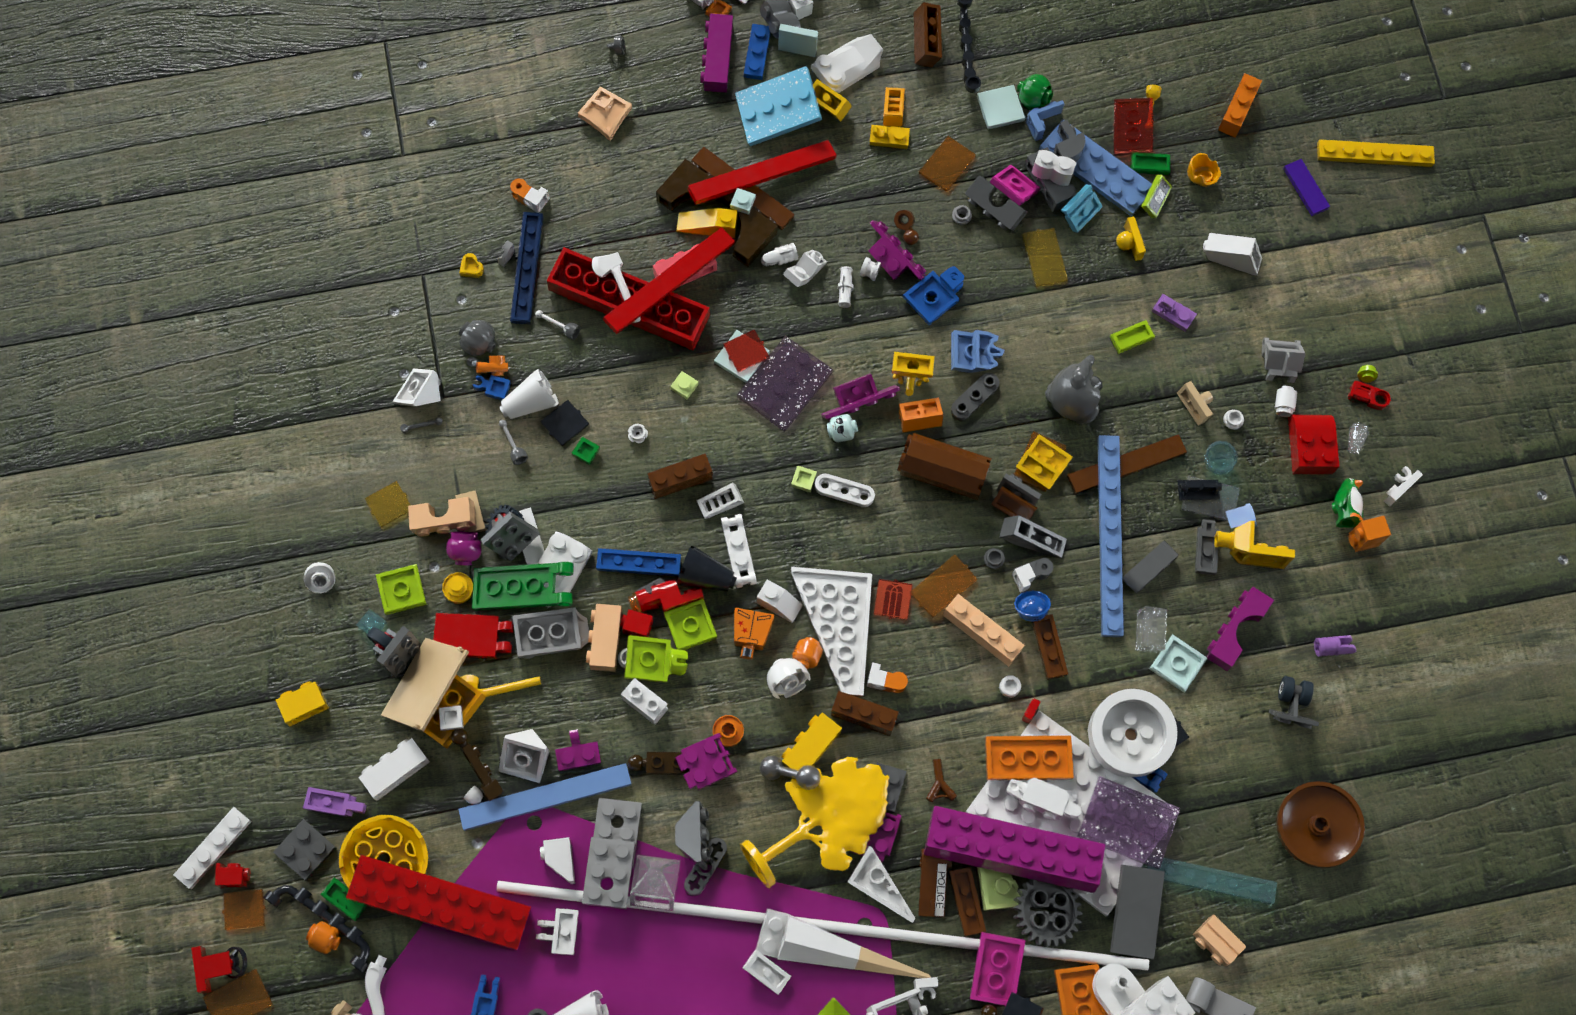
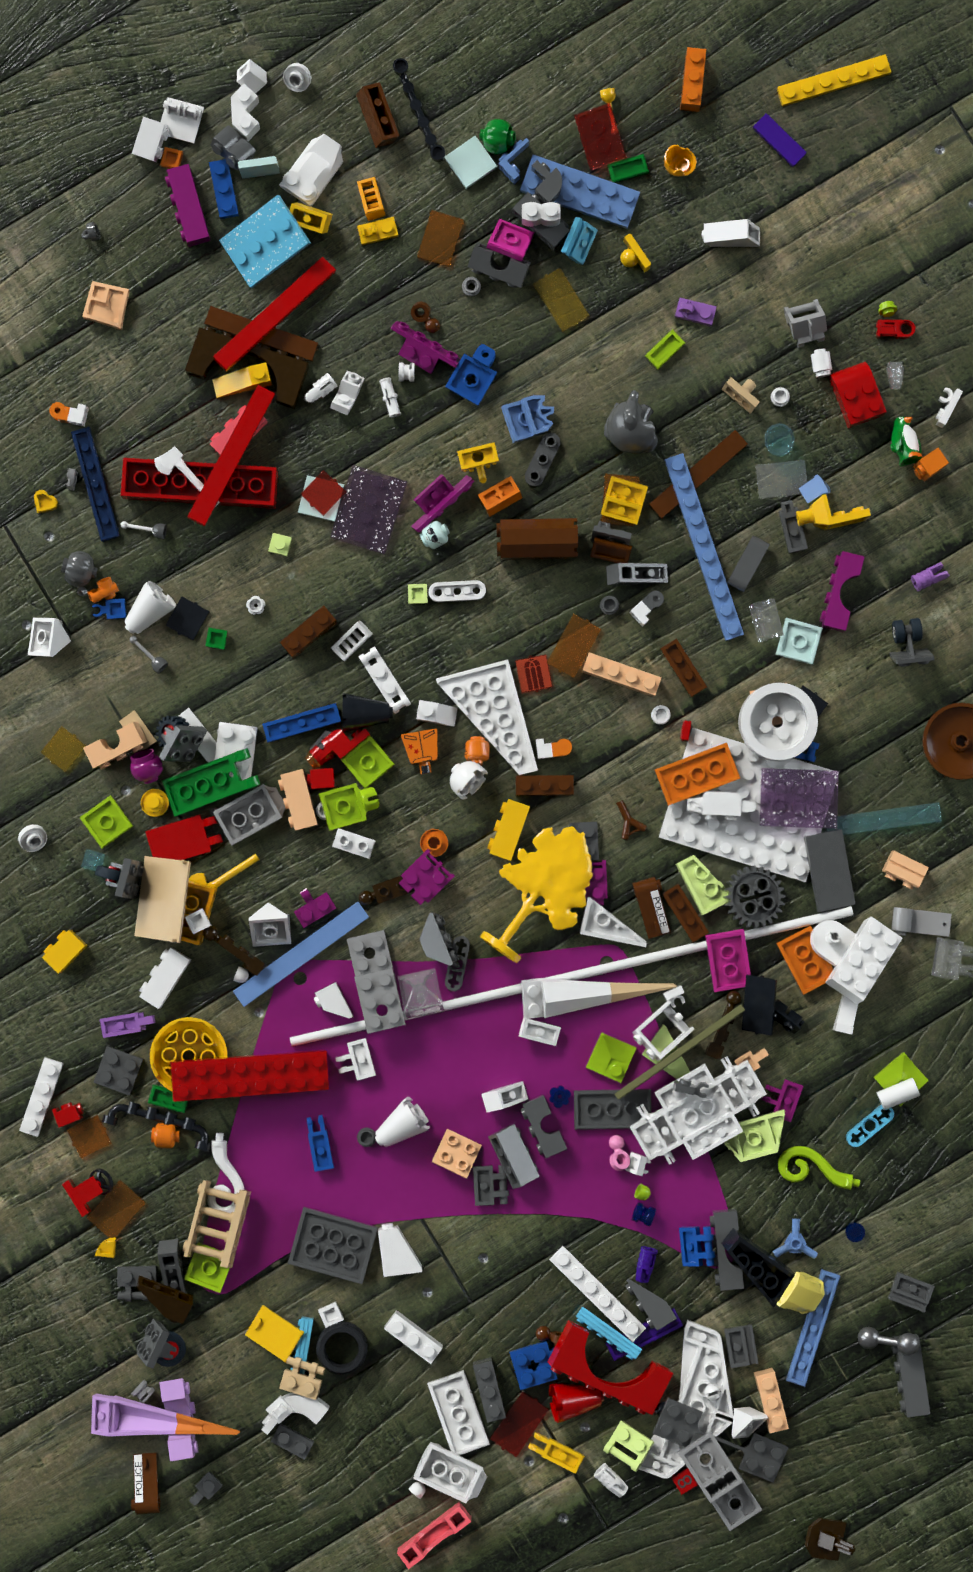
camera: 15 degrees left, 15 degrees up
(405, 428) = (48, 675): dark grey hinge -> none
(742, 201) = (267, 351): light aqua plate -> none
(807, 776) = (515, 861): flat silver piece -> none
(1014, 849) = (710, 858): magenta brick -> none
(1032, 605) = (656, 637): blue hat -> none
(1156, 196) = (644, 202): tile -> none
(1199, 489) = (769, 476): black hinge -> none

